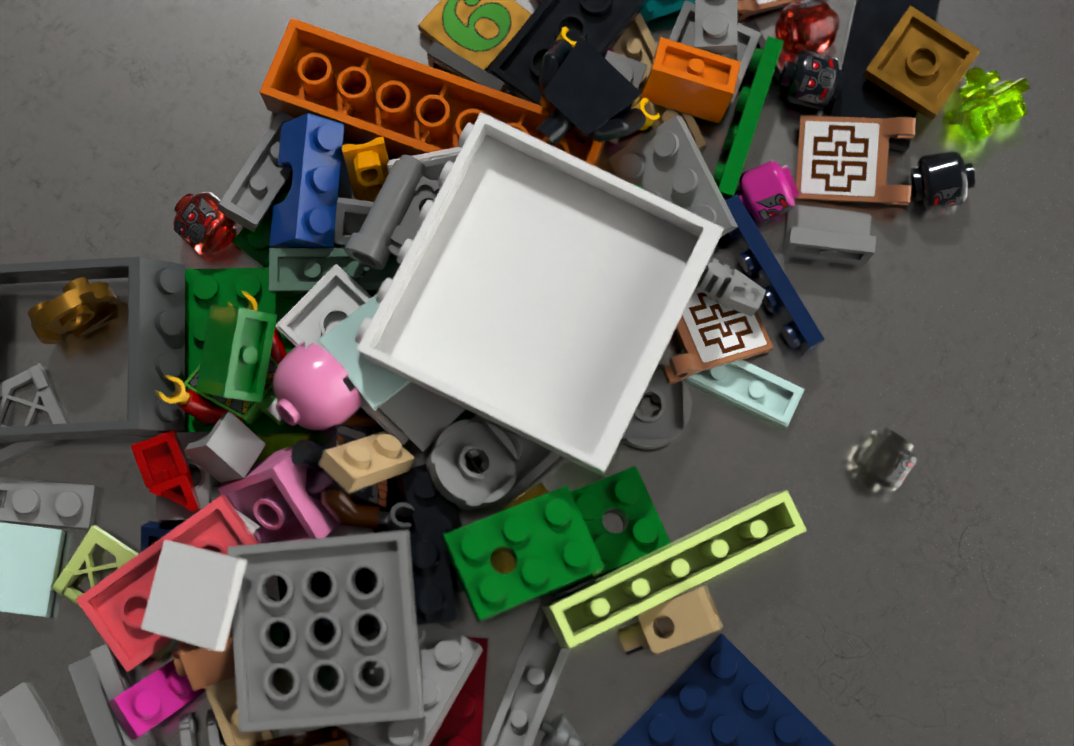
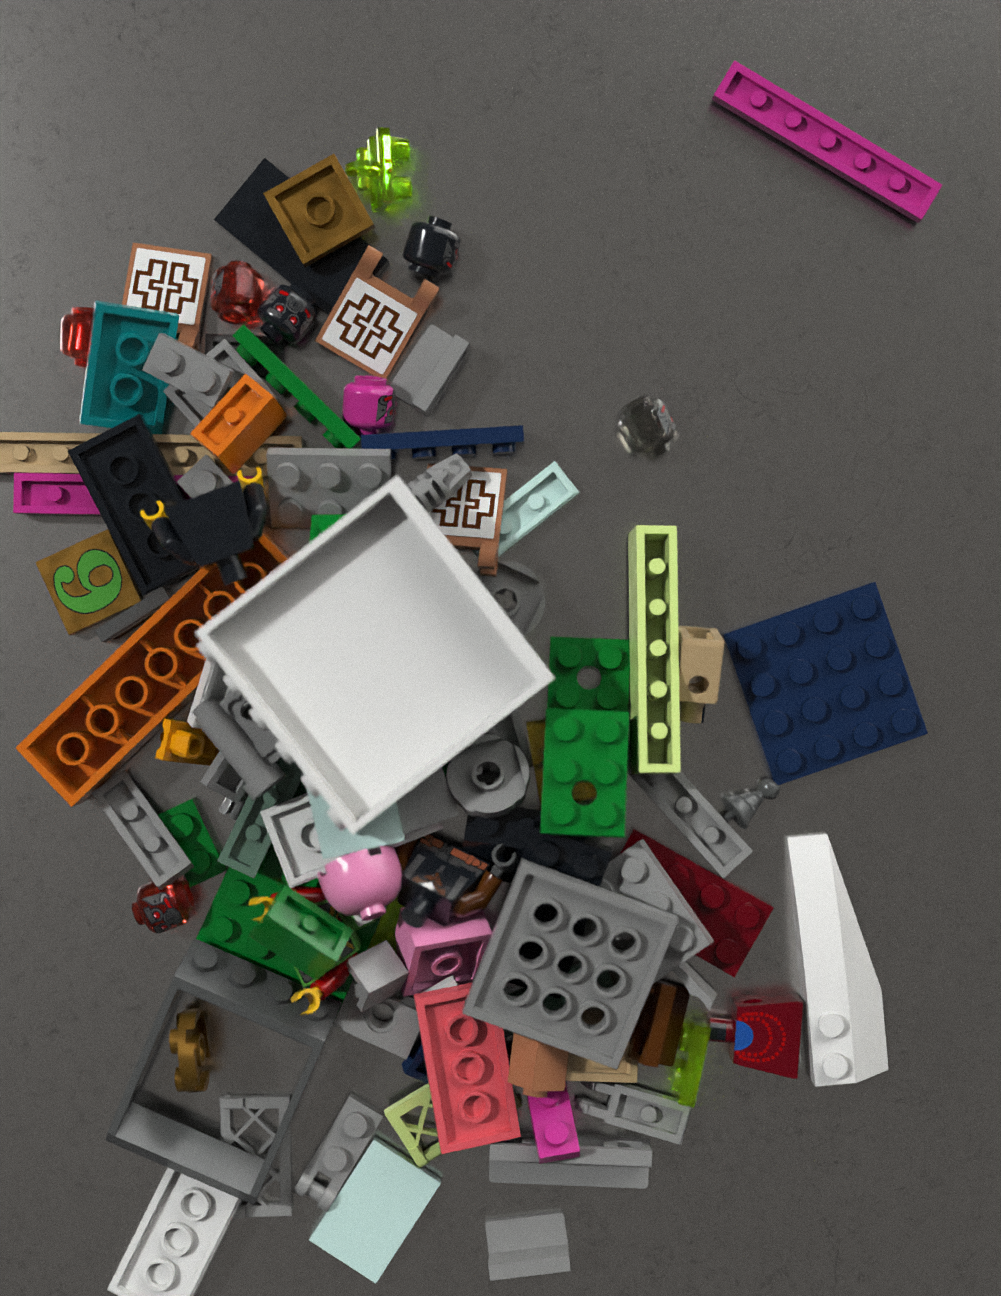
camera: 65 degrees left, 10 degrees up
(166, 469) = (368, 1032): red slope -> none
(194, 595) = (488, 1057): white tile -> none
(309, 211) = (154, 785): blue arch -> none
(366, 461) = (446, 865): tan plate -> none

